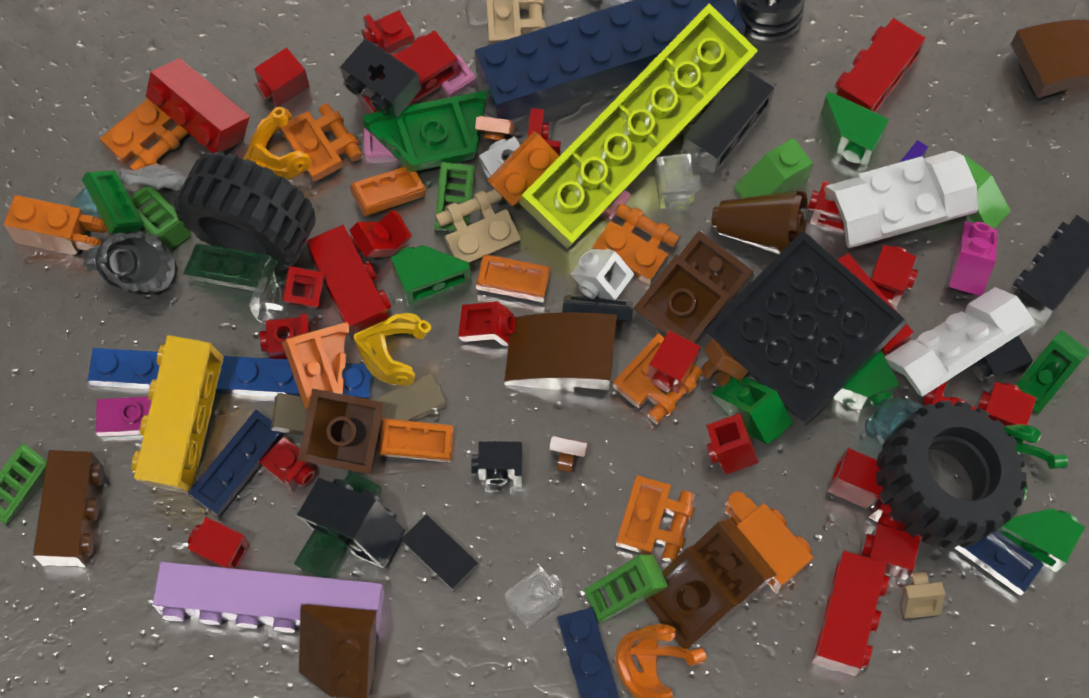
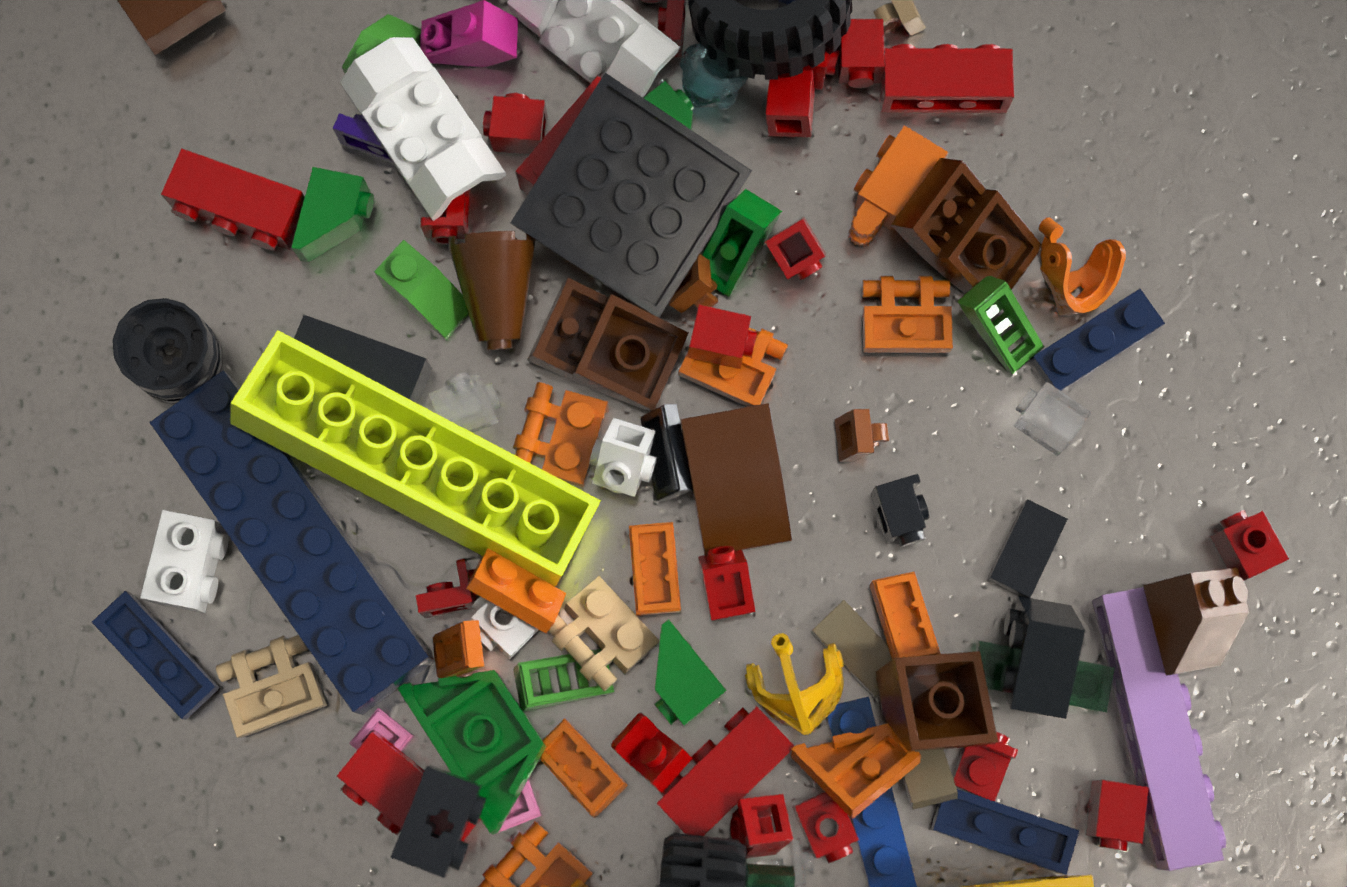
camera: 105 degrees left, 10 degrees up
(388, 32) = (341, 851): red bracket -> none

